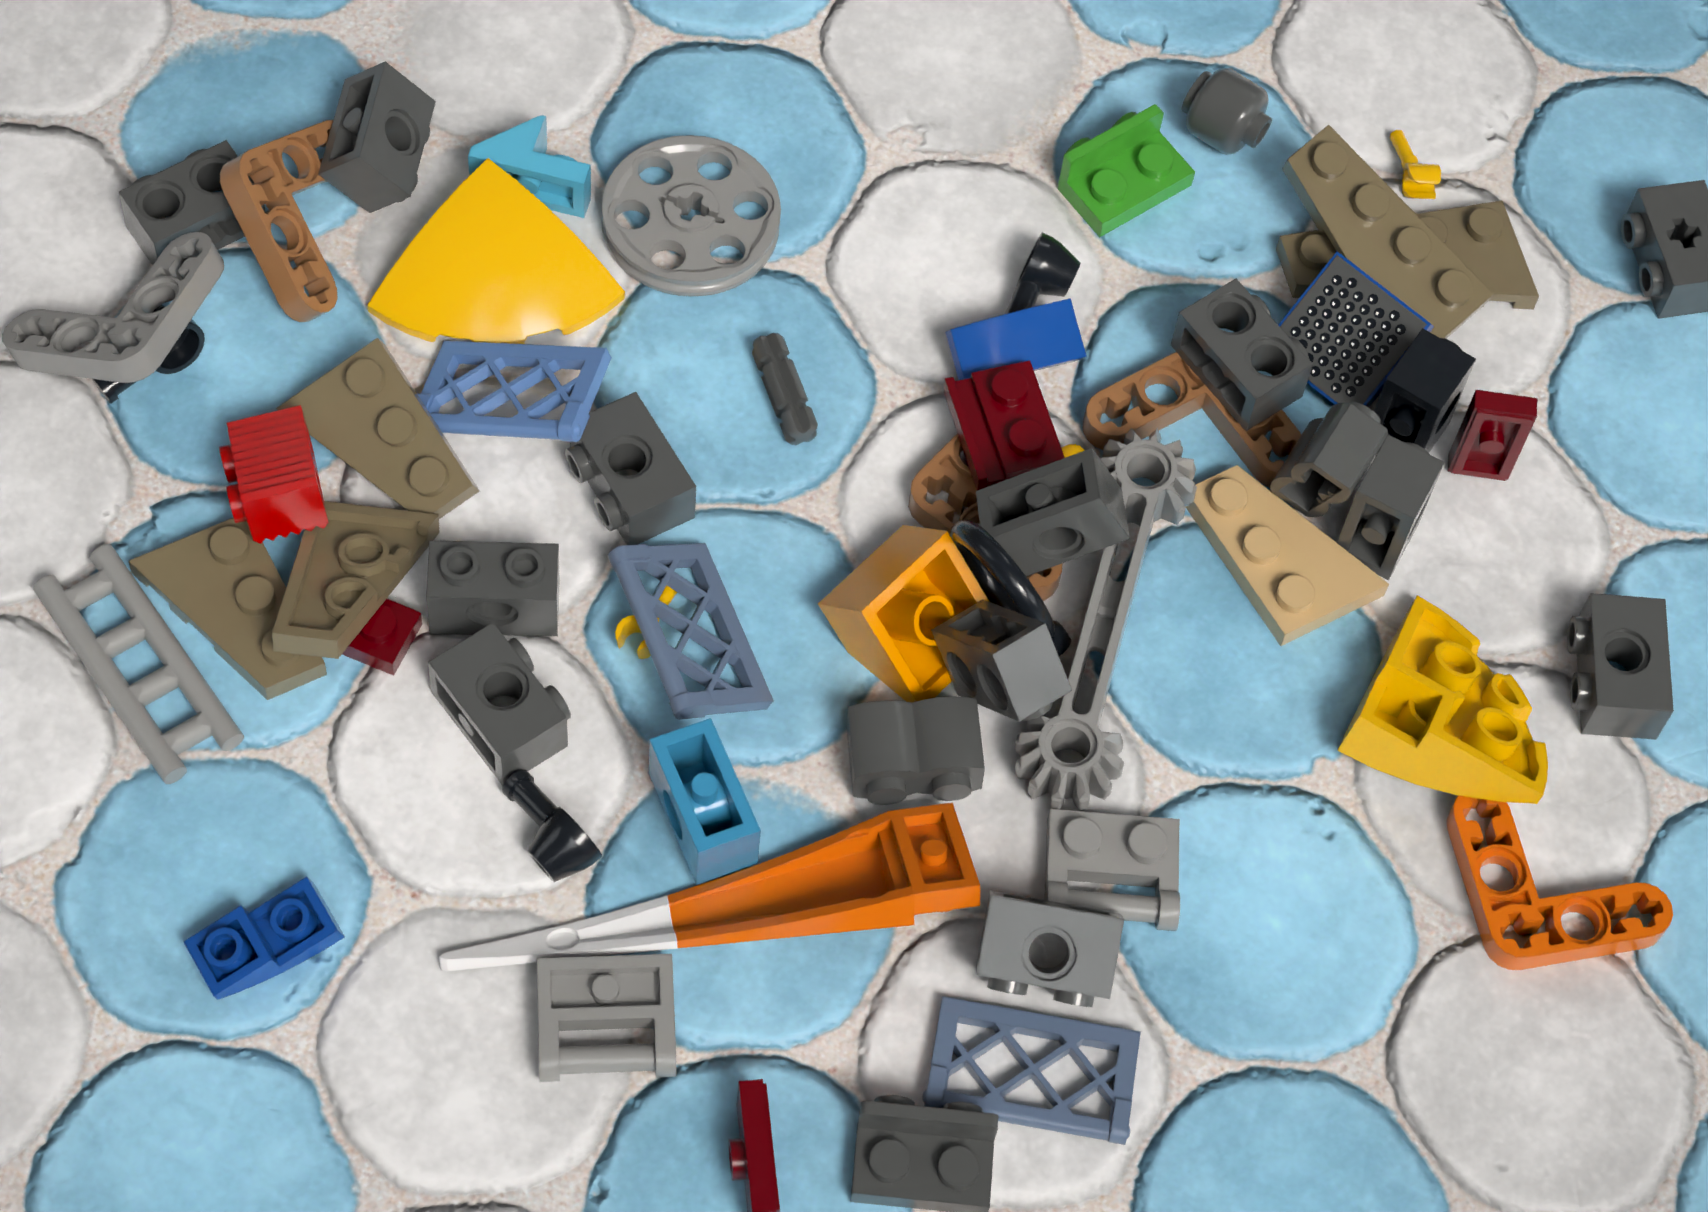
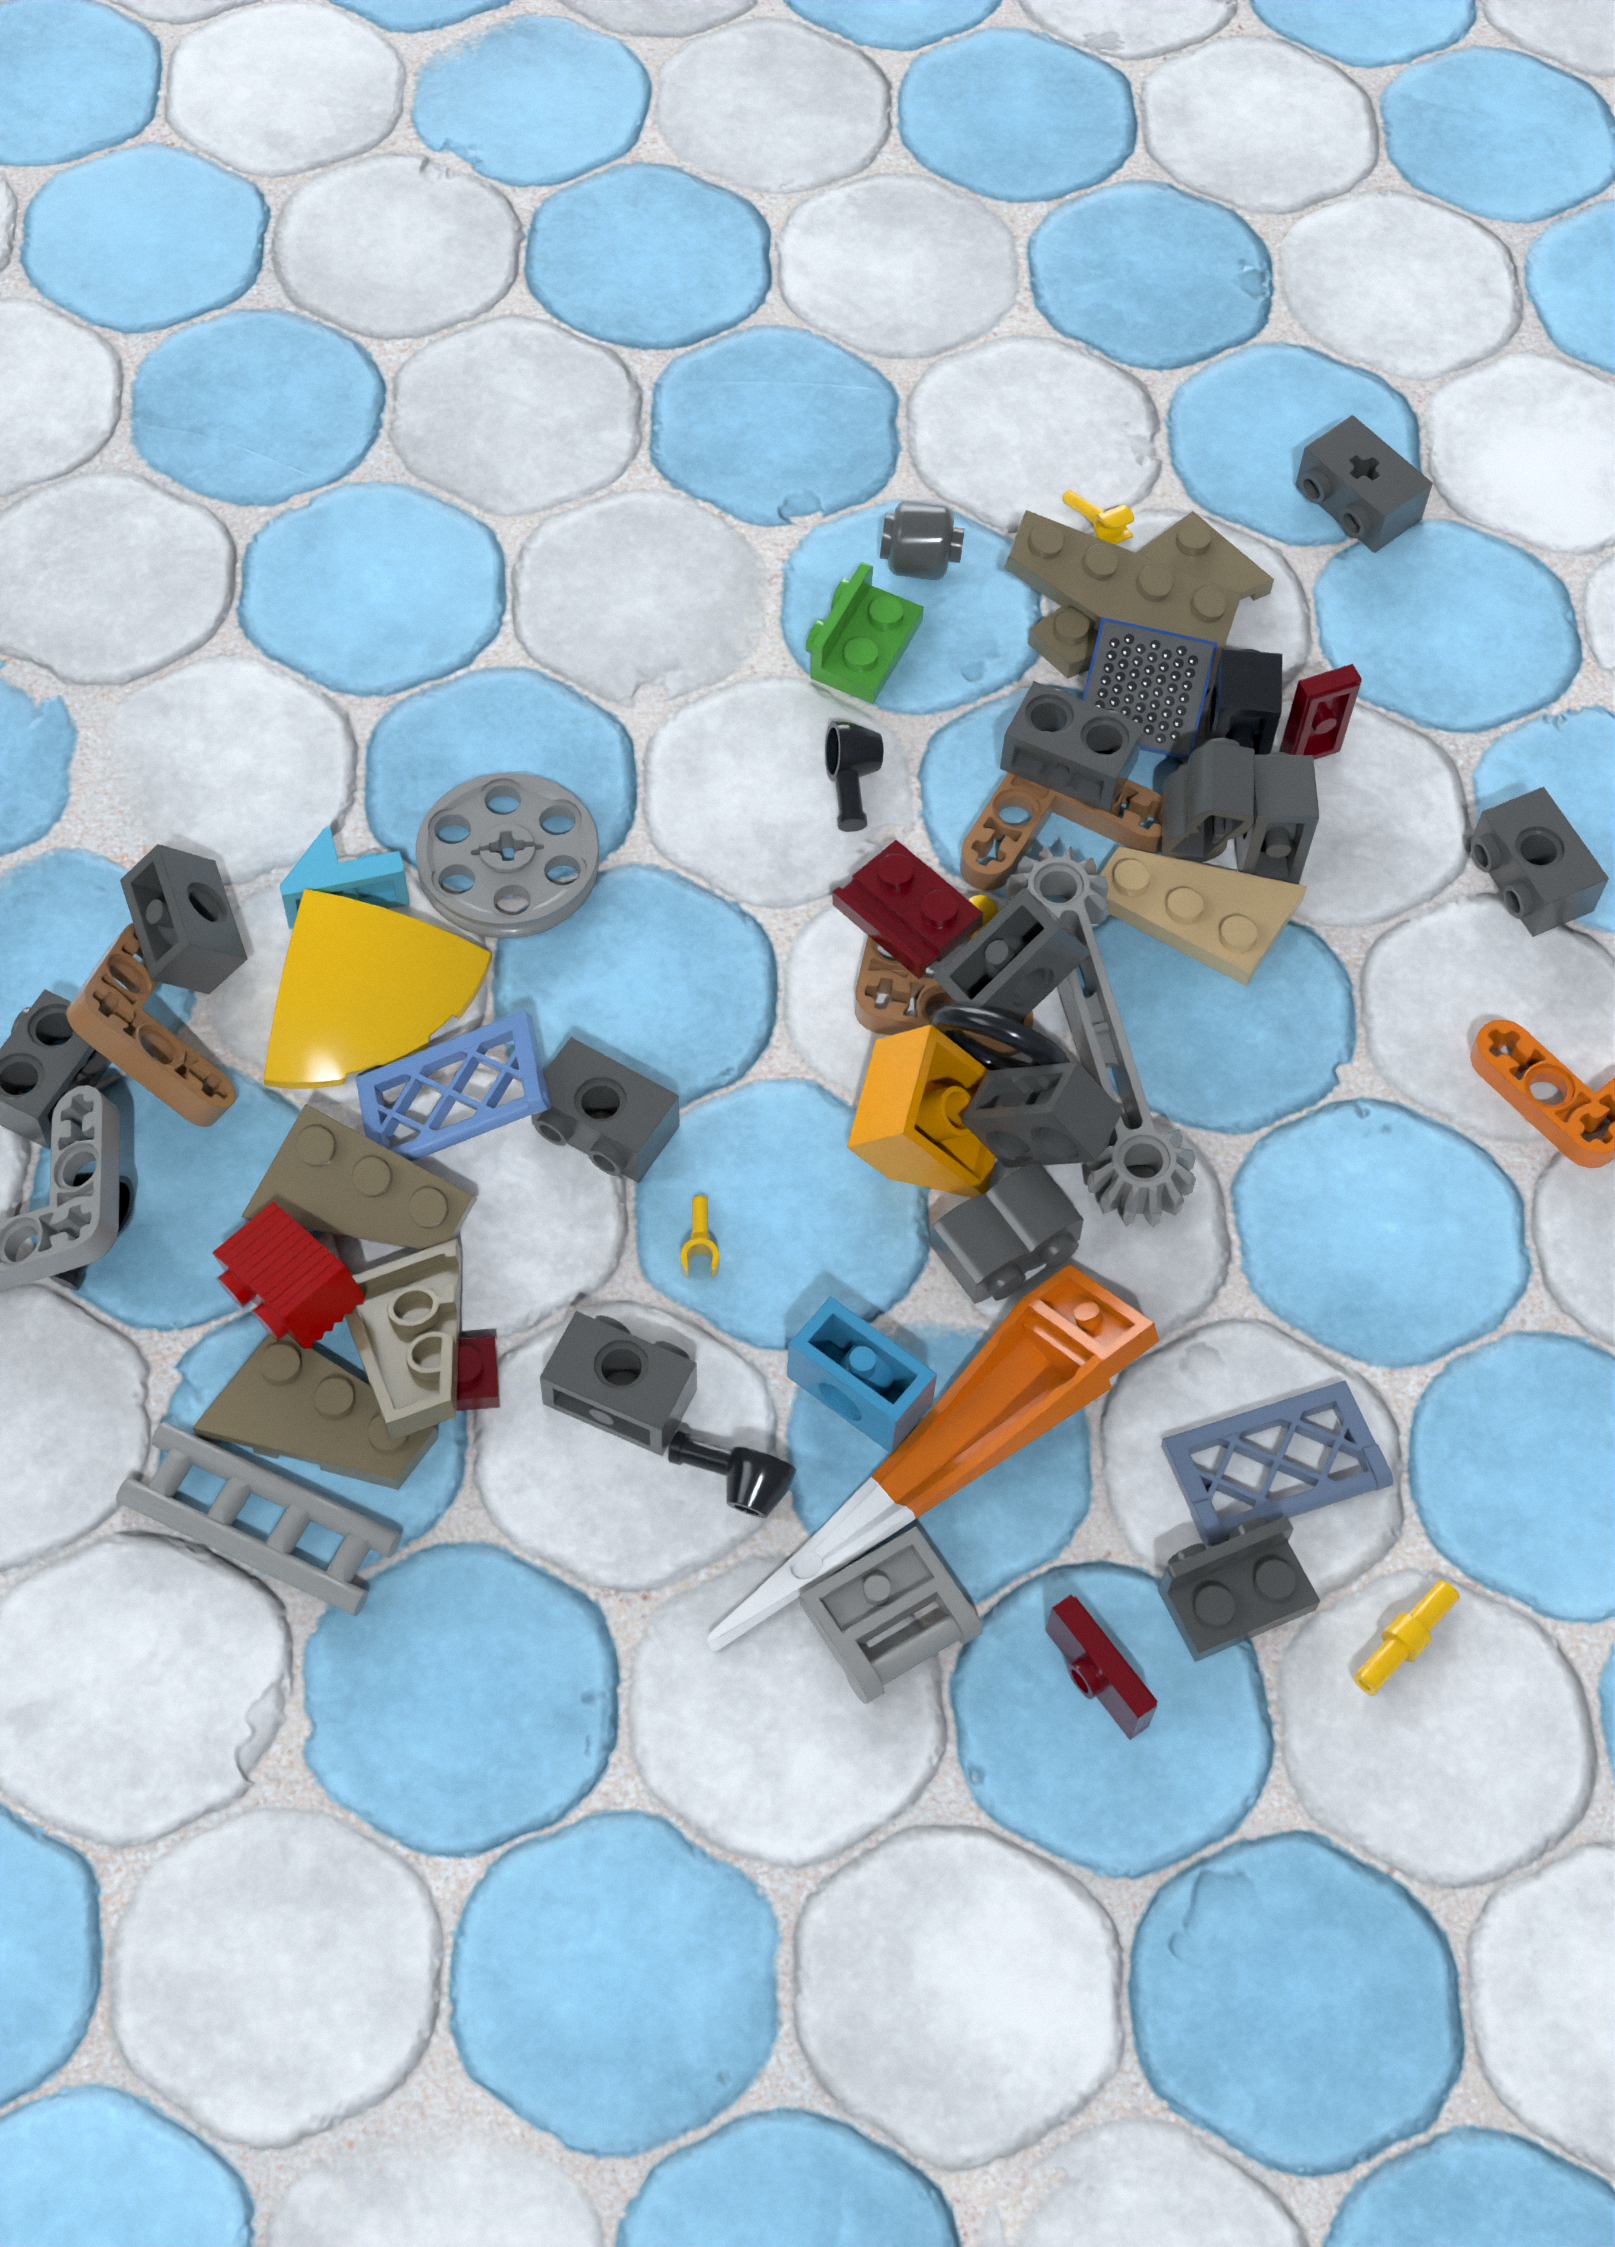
camera: 25 degrees left, 0 degrees up
(261, 944) = (539, 1711): blue slope -> none
(493, 584) = (549, 1279): dark grey brick -> none
(711, 596) = (743, 1190): sand blue window -> none
(784, 389) = (689, 970): dark grey axle -> none
(1017, 920) = (1194, 1341): brick -> none
(1041, 334) = (881, 816): blue slope -> none
(1117, 852) = (1225, 1236): light grey plate -> none
(1446, 717) = (1424, 980): yellow brick -> none

